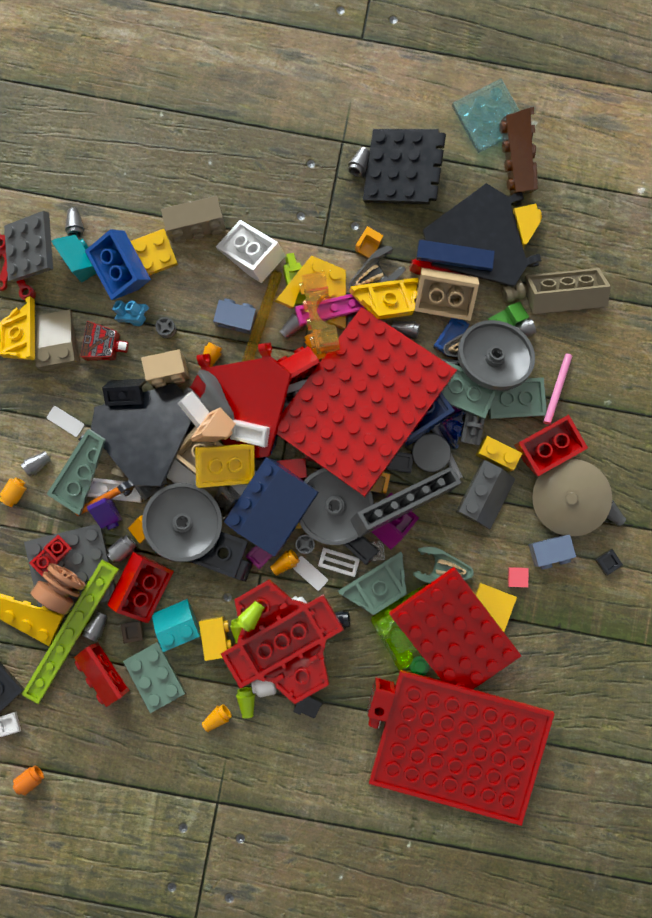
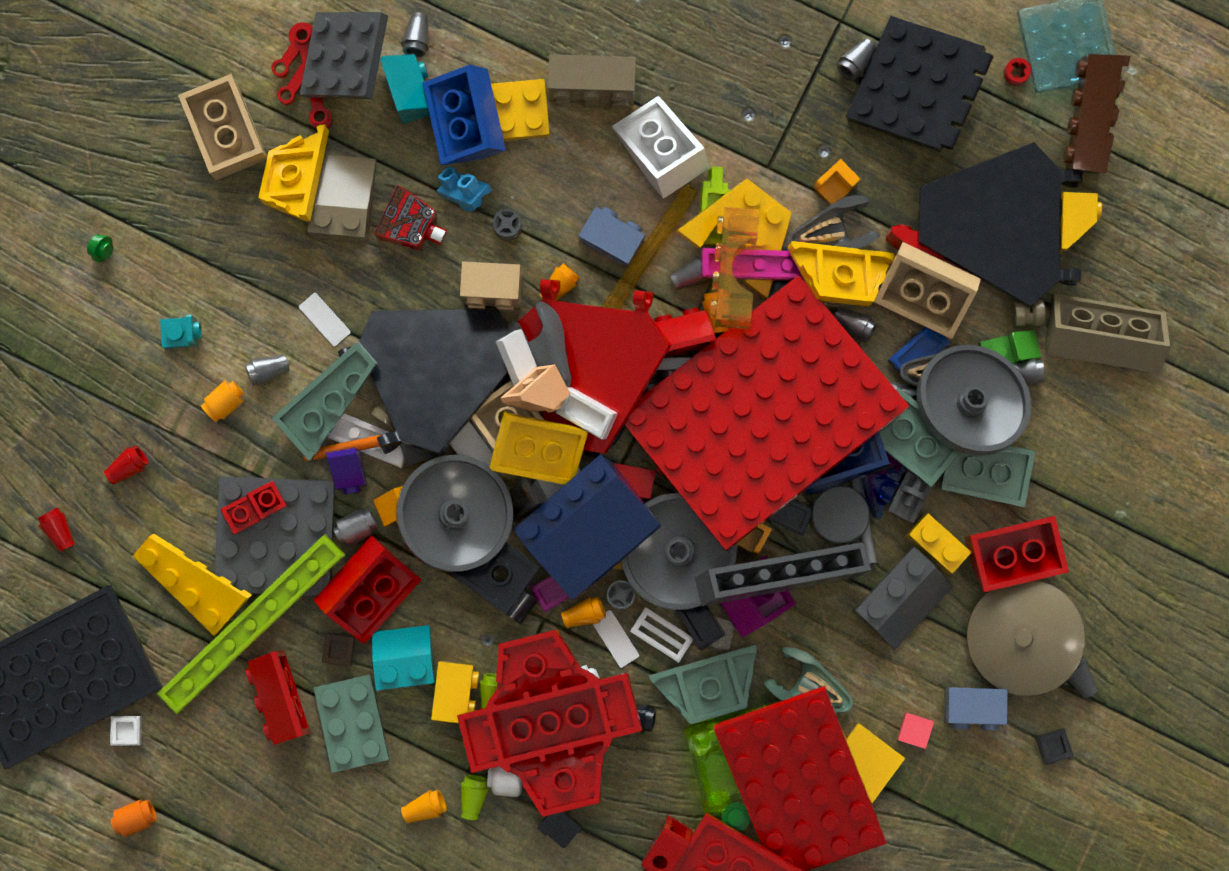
camera: 20 degrees right, 0 degrees up
(56, 592) = (249, 562): nougat wheel -> none
(95, 627) = (287, 628): flat silver cone -> none
(123, 392) = (421, 302): black panel -> none
(250, 616) = (515, 674): lime cone -> none
(455, 255) = (956, 238): dark blue tile -> none
(465, 136) = (1016, 81): none -> red bush
(557, 389) = (1052, 473): bright pink bar -> none

